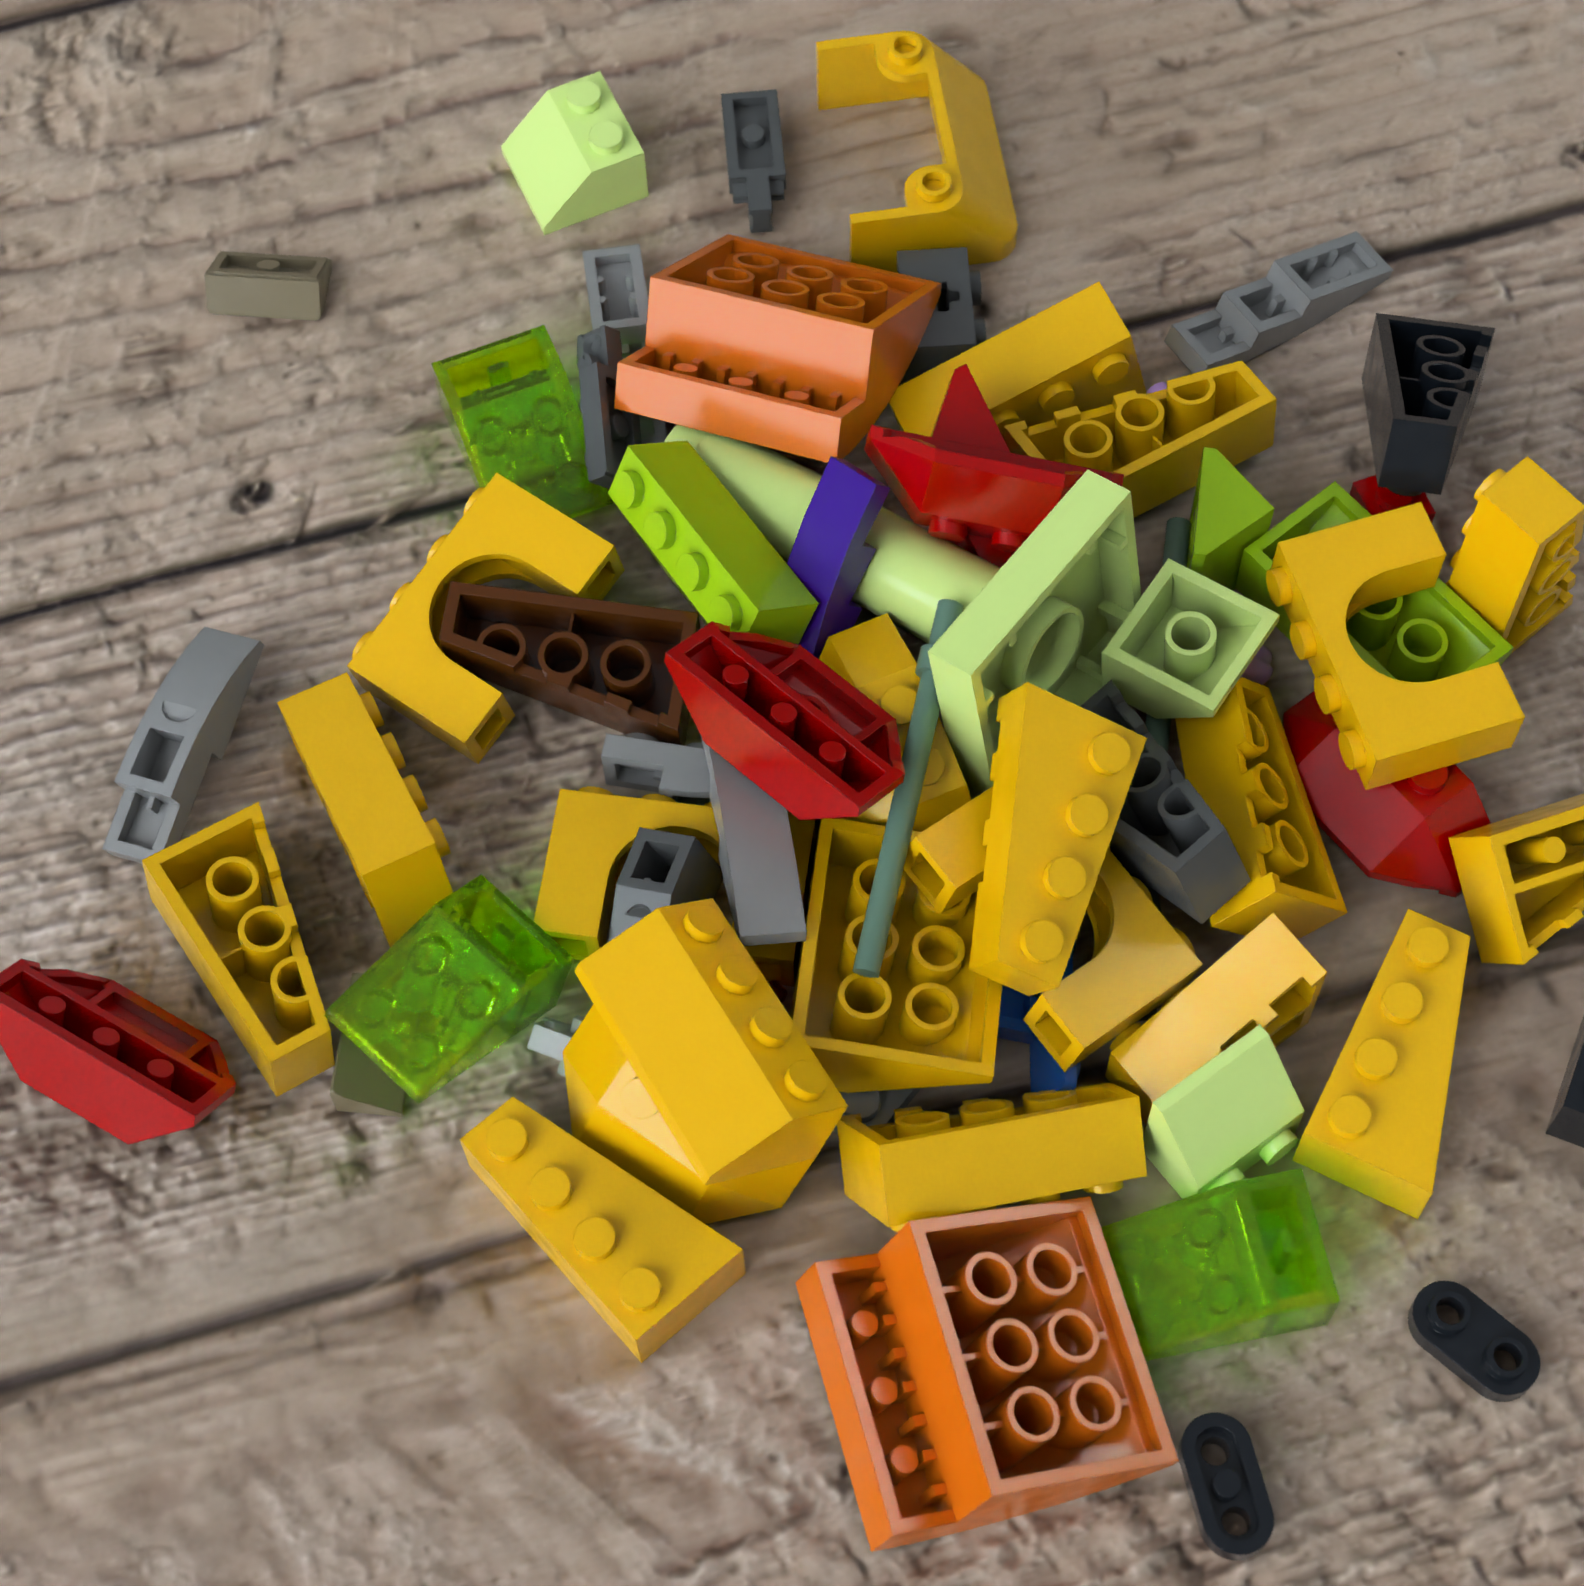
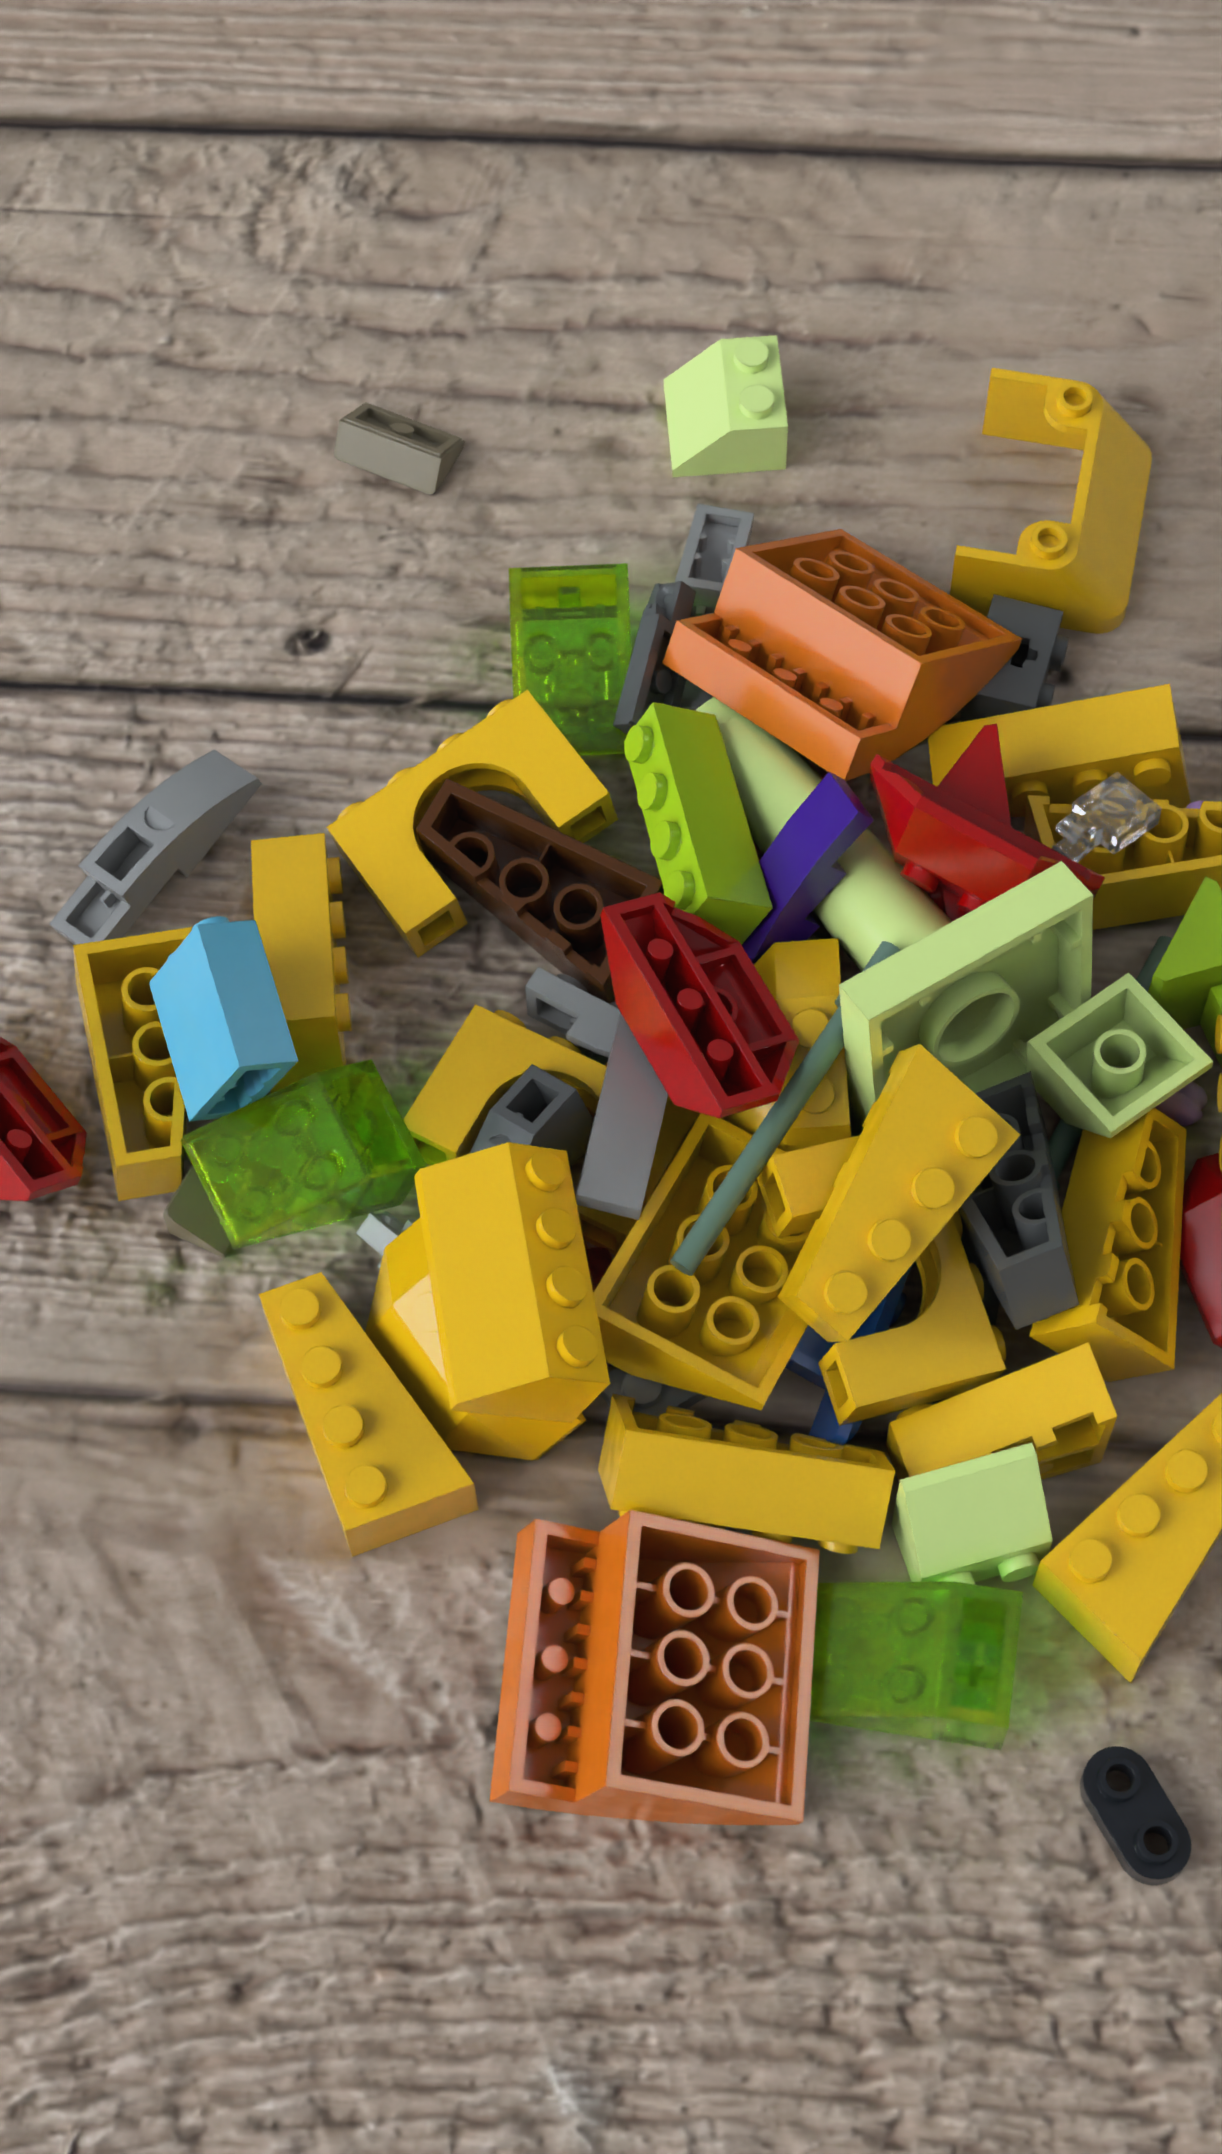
camera: 20 degrees right, 0 degrees up
(325, 882) = (222, 1018): none -> medium azure brick
(754, 153) = (899, 458): dark grey hinge -> none
(1089, 420) = (1106, 815): none -> clear plate
(1226, 1488) = (840, 1864): black plate -> none

